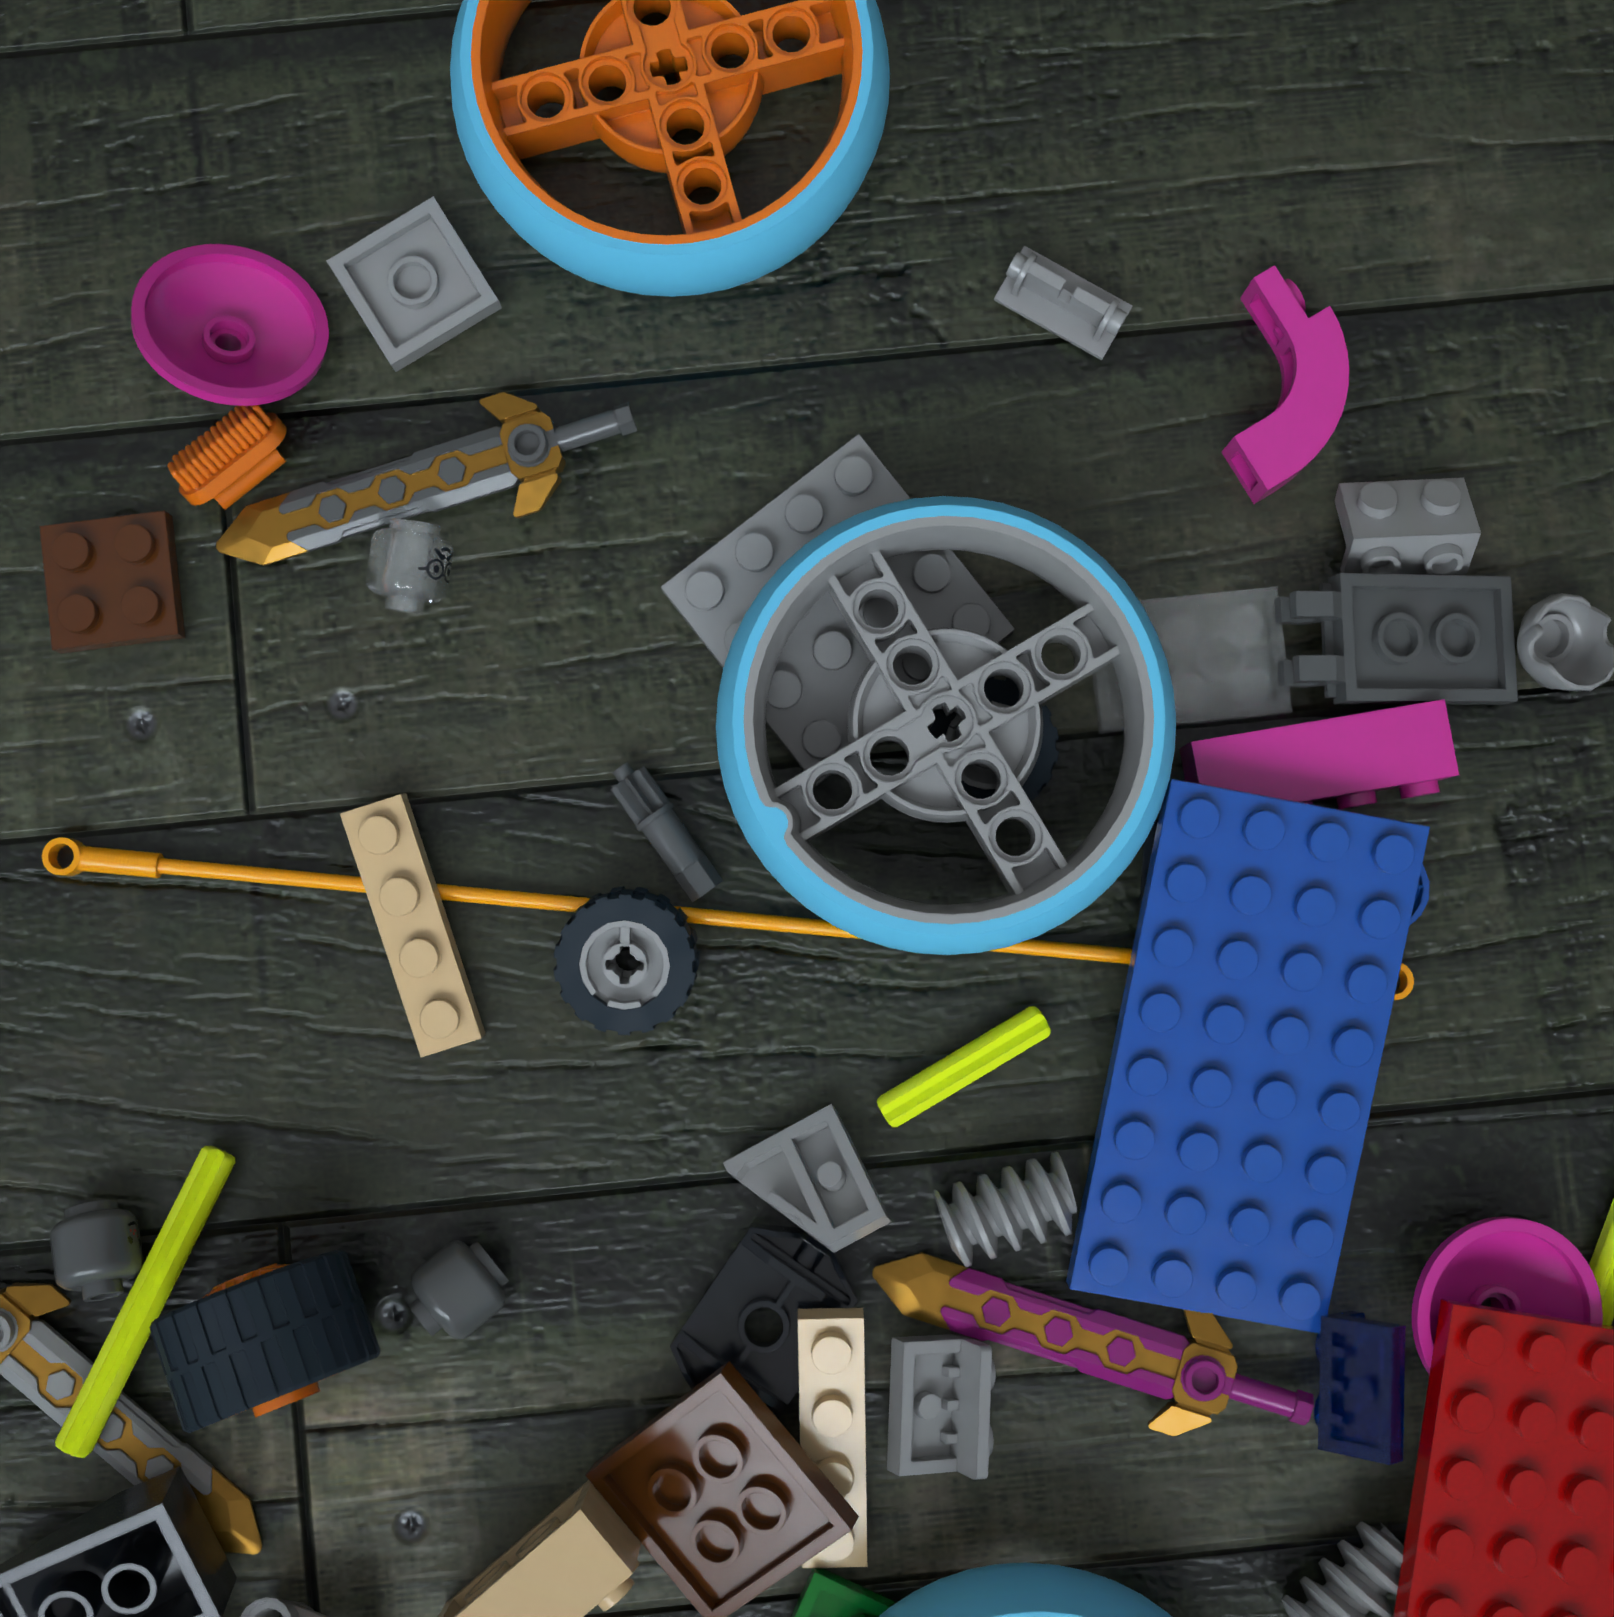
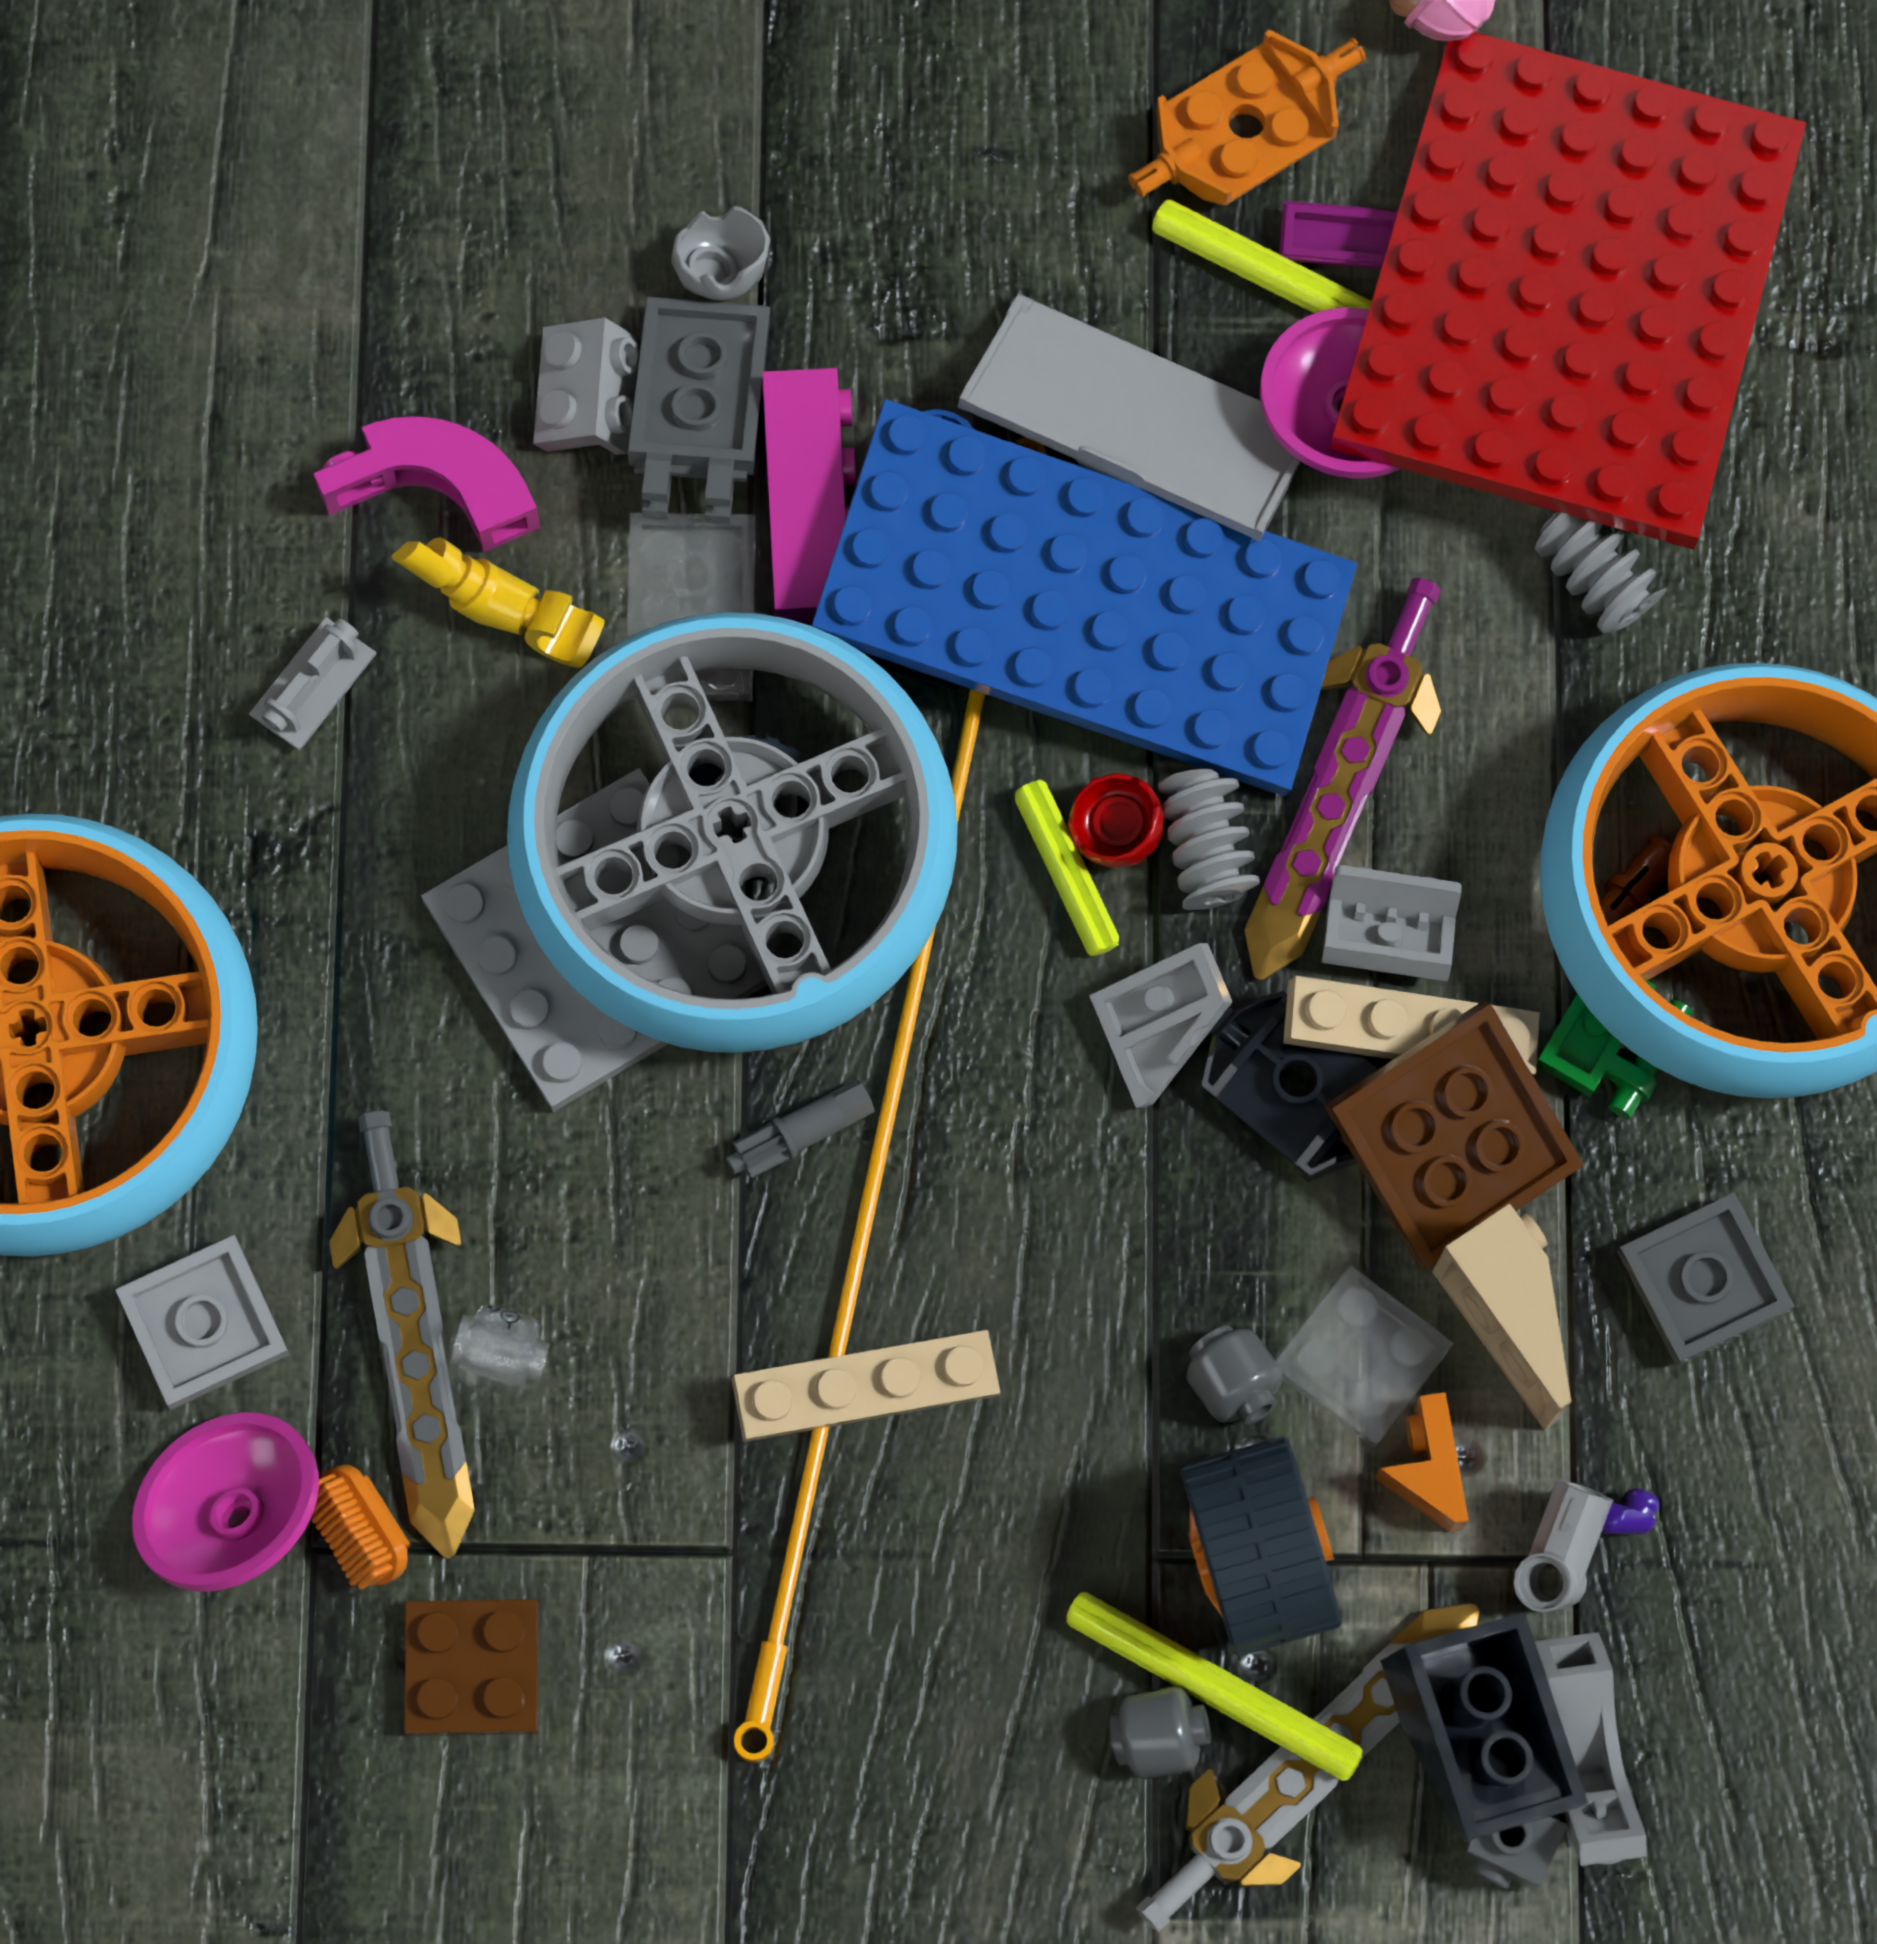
camera: 85 degrees left, 10 degrees down
(376, 1504) = (1435, 1483): none -> orange slope
(496, 1414) = (1362, 1356): none -> clear plate
(656, 938) = (897, 1197): black wheel -> none
(1014, 1113) = (1116, 820): none -> red hair
(1169, 472) = (505, 601): none -> yellow piece
(1361, 1387) = (1406, 532): clear blue bracket -> none
(1449, 1085) = (1132, 416): none -> light grey door

